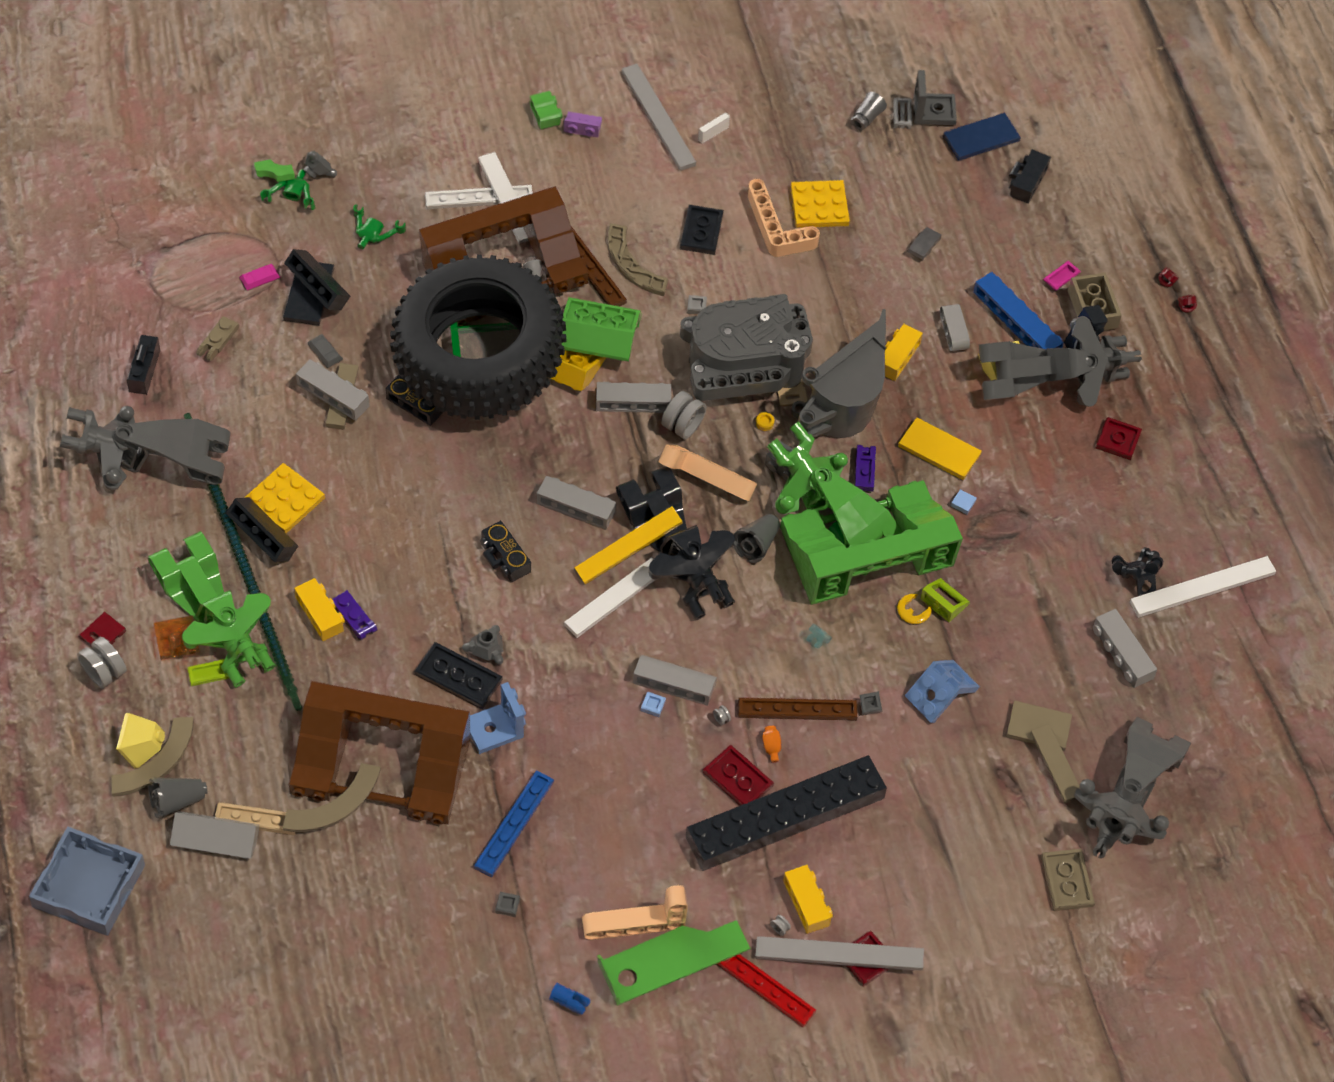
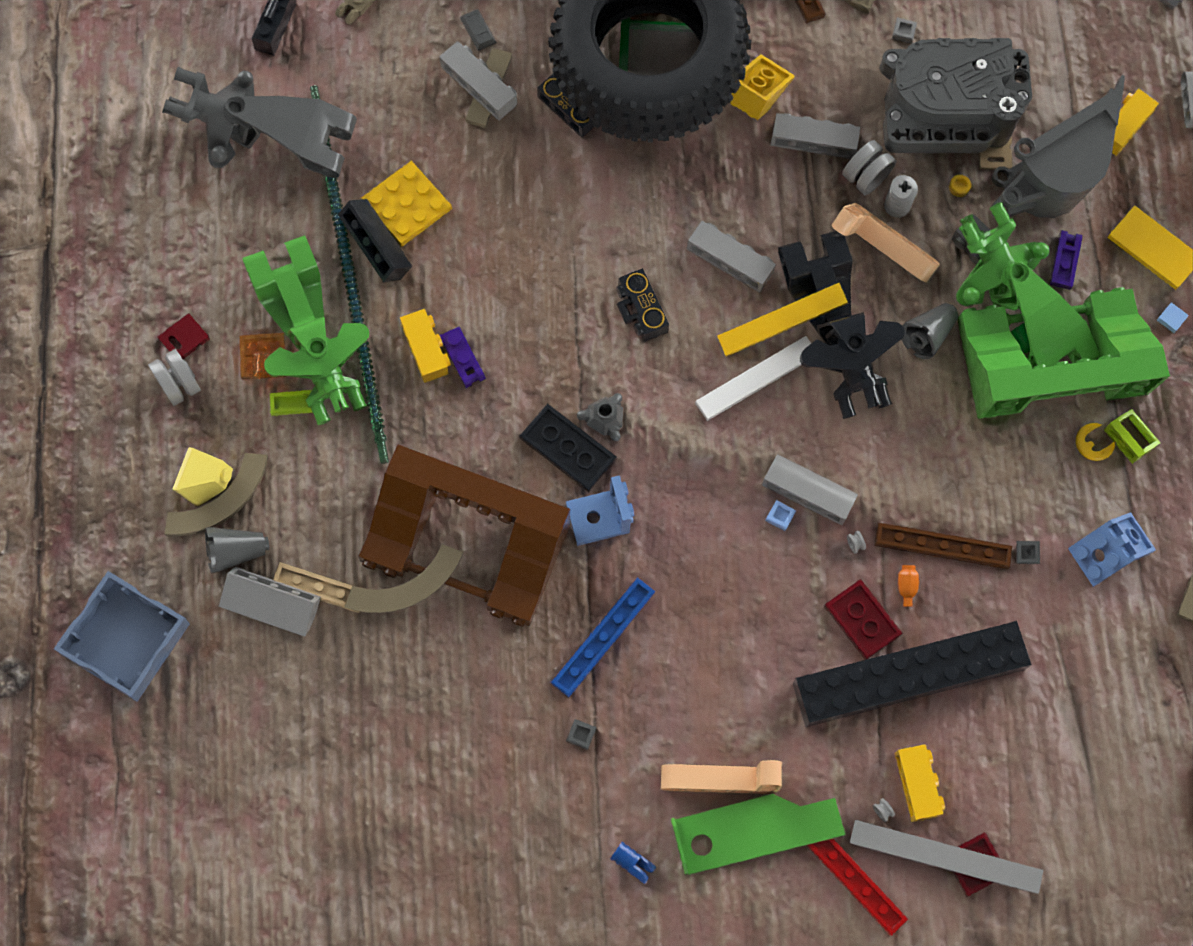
camera: 10 degrees right, 15 degrees up
(600, 328) = (790, 48): bright green slope -> none
(714, 434) = (900, 196): none -> light grey piece
(820, 634) = (983, 459): clear light blue tile -> none

